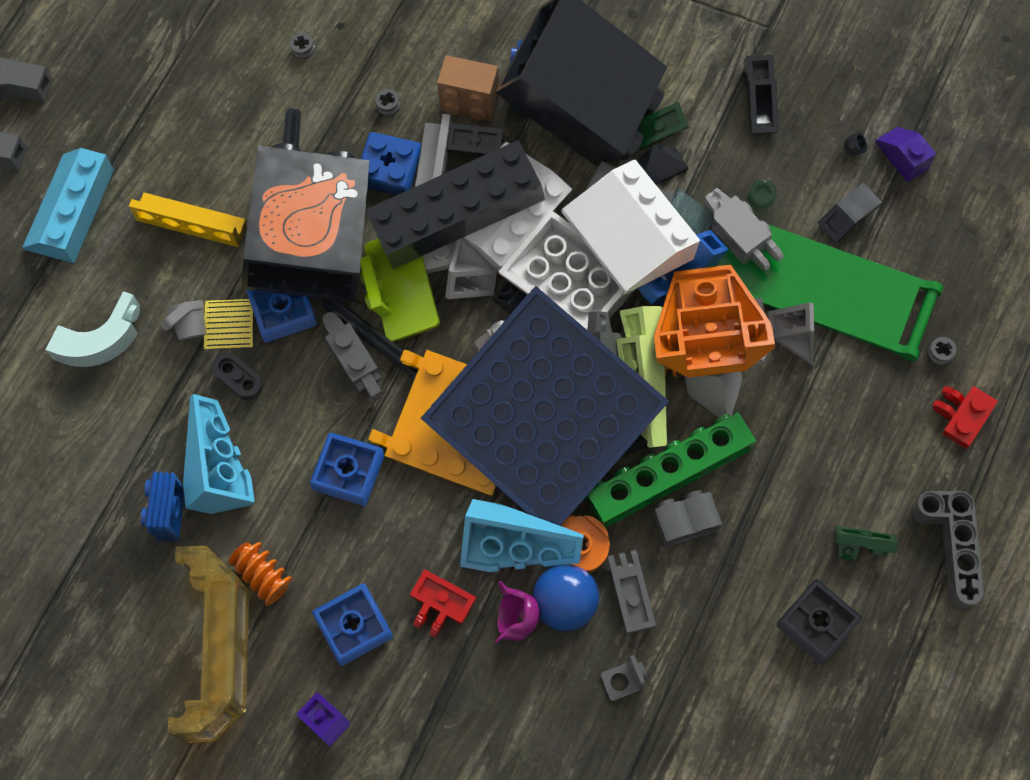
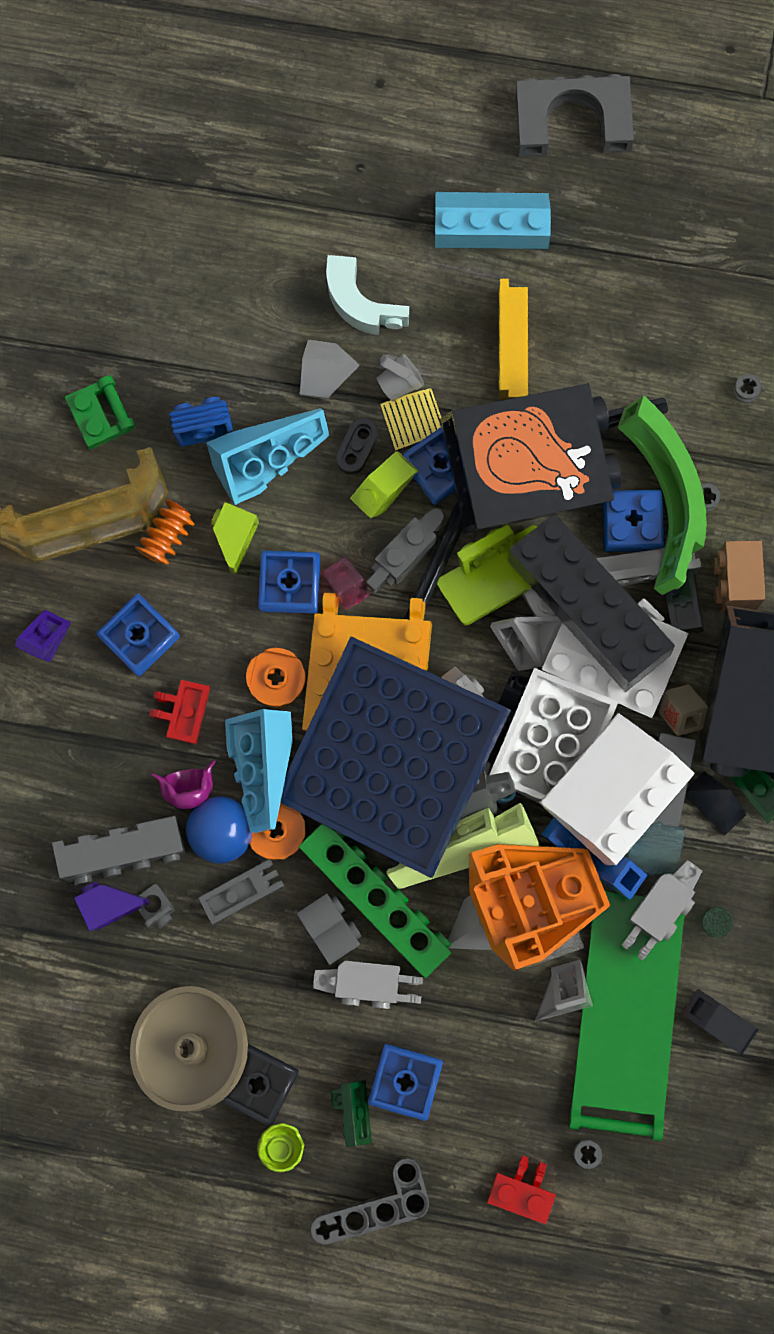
camera: 75 degrees right, 10 degrees up
(116, 618) = (90, 414): none -> green plate
(153, 385) = (324, 369): none -> light grey slope
(283, 509) = (234, 533): none -> lime slope
(284, 356) = (384, 485): none -> lime slope
(363, 418) = (346, 583): none -> clear pink bracket
(374, 115) = (679, 484): none -> bright green arch
(440, 522) = (266, 663): none -> orange plate
(560, 695) = (119, 850): none -> dark grey wedge
(572, 164) = (683, 710): none -> dark tan brick
(610, 722) = (106, 904): none -> dark purple slope
(745, 497) = (366, 982): none -> light grey hinge
(771, 677) = (188, 1049): none -> dark tan dish
(863, 487) = (415, 1100): none -> blue brick
(883, 616) = (280, 1147): none -> lime hair

